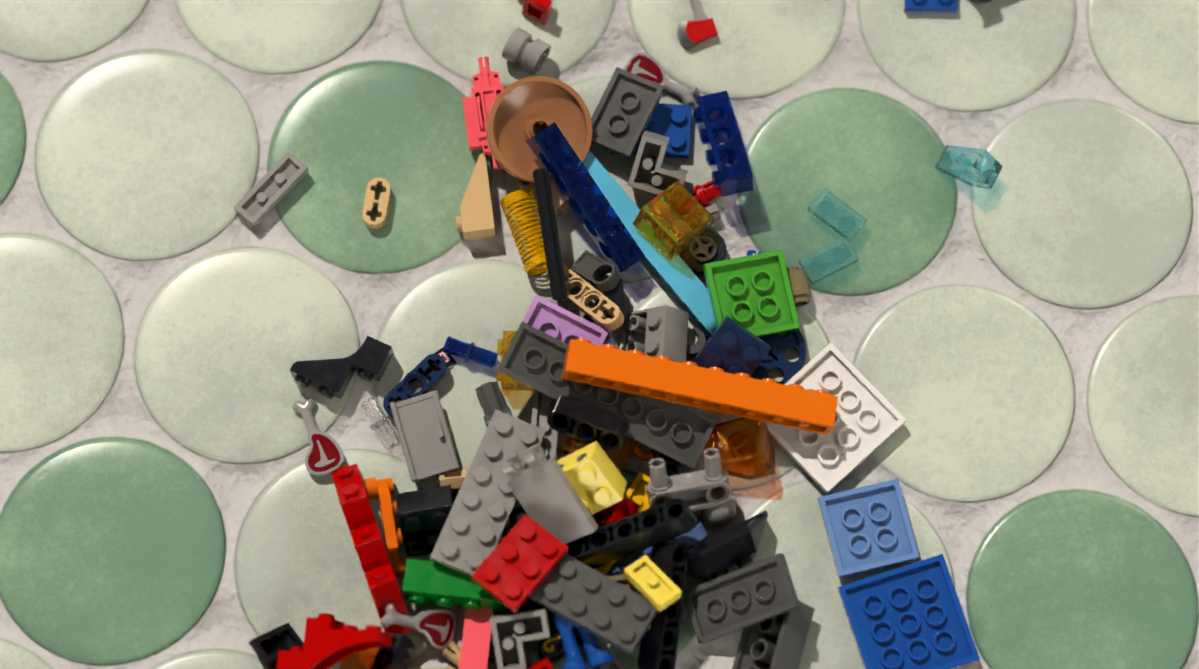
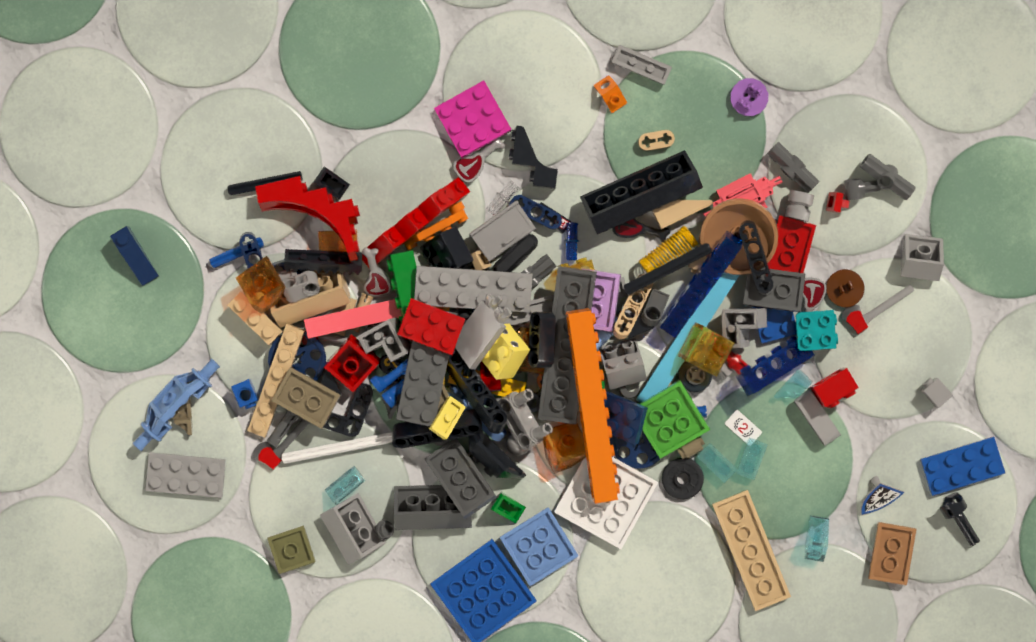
camera: 75 degrees right, 15 degrees up
(261, 428) = (472, 119): none -> dark pink plate
(295, 238) = (611, 95): none -> orange bracket
(370, 79) = (754, 89): none -> medium lavender plate
(437, 238) = (641, 192): none -> black brick
(461, 427) = (516, 254): none -> black piece
(473, 44) = (793, 167): none -> dark grey piece
(476, 276) = (634, 228): none -> black piece
(573, 114) = (757, 256): none -> black beam
(577, 71) = (793, 245): none -> red plate
(652, 31) = (845, 288): none -> reddish brown piece
(695, 77) = (816, 330): none -> teal bracket
(758, 133) = (794, 385): none -> clear light blue slope
(777, 79) = (834, 387): none -> red brick
(791, 215) = (742, 426): none -> white sticker
(802, 552) = (508, 507): none -> green slope
(809, 116) = (817, 417): none -> light grey beam
(840, 327) = (694, 482): none -> black wheel
(937, 71) = (879, 496): none -> shield
(959, 253) = (751, 550): none -> tan plate
(1017, 80) = (892, 553): none -> medium nougat plate

